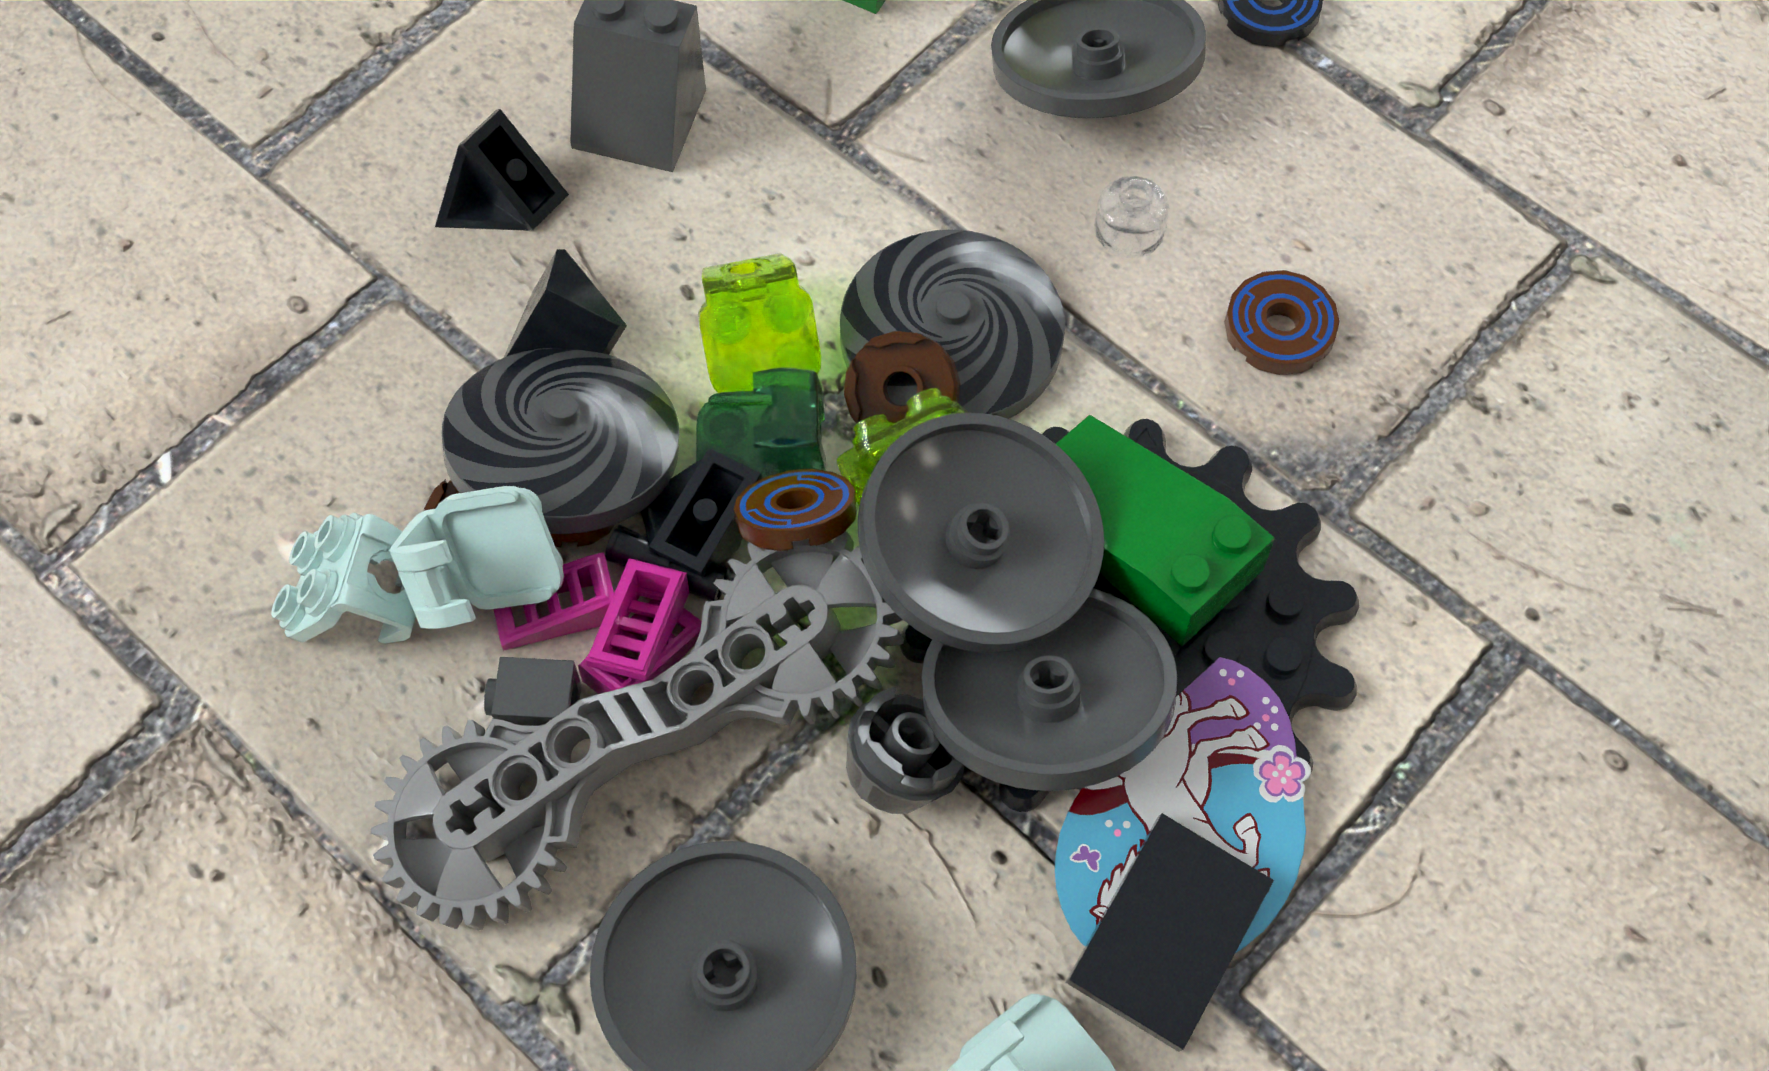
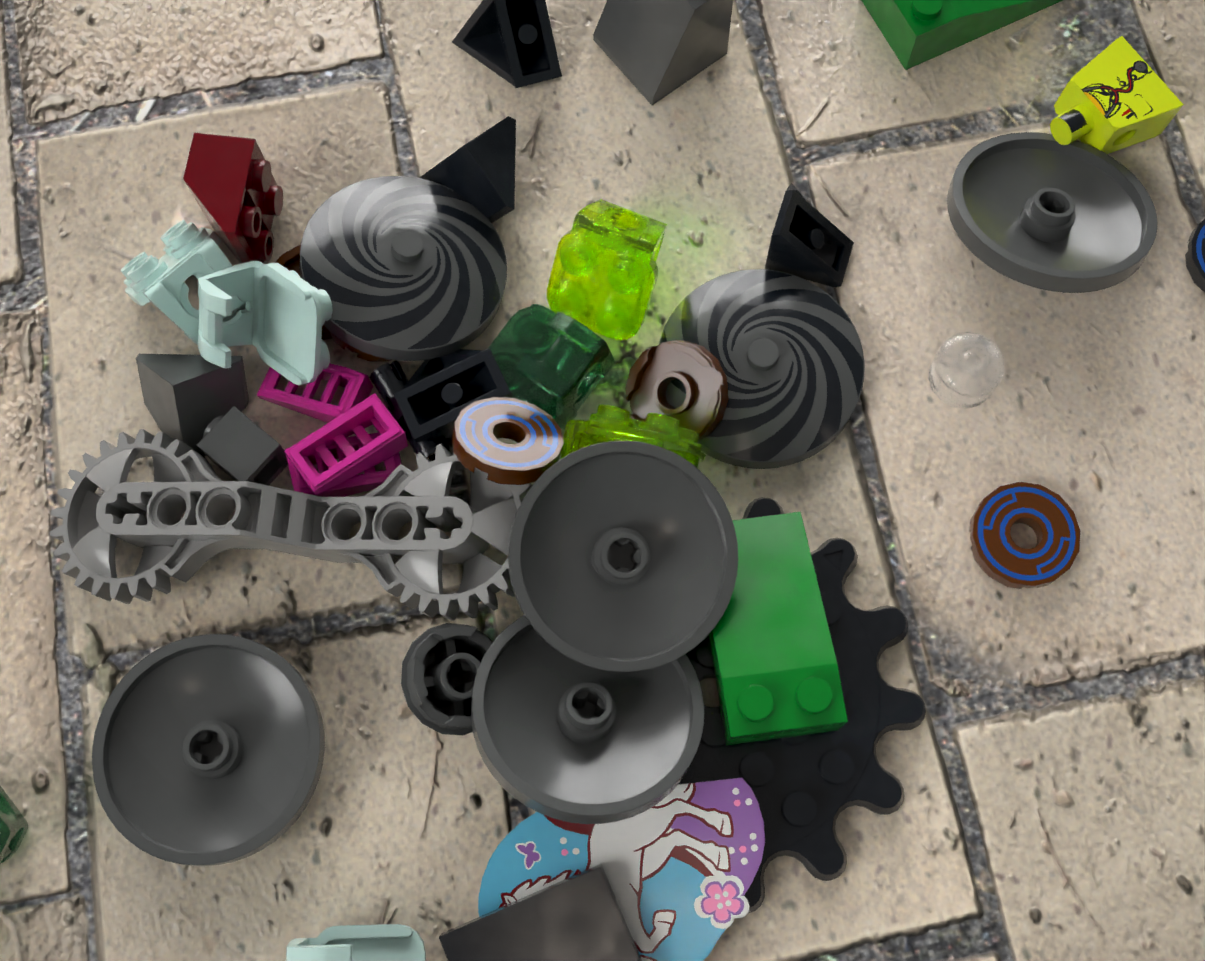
camera: 40 degrees right, 10 degrees up
(344, 465) = (235, 193): none -> dark red slope
(434, 683) = (190, 392): none -> dark grey slope
(907, 197) = (807, 243): none -> black slope

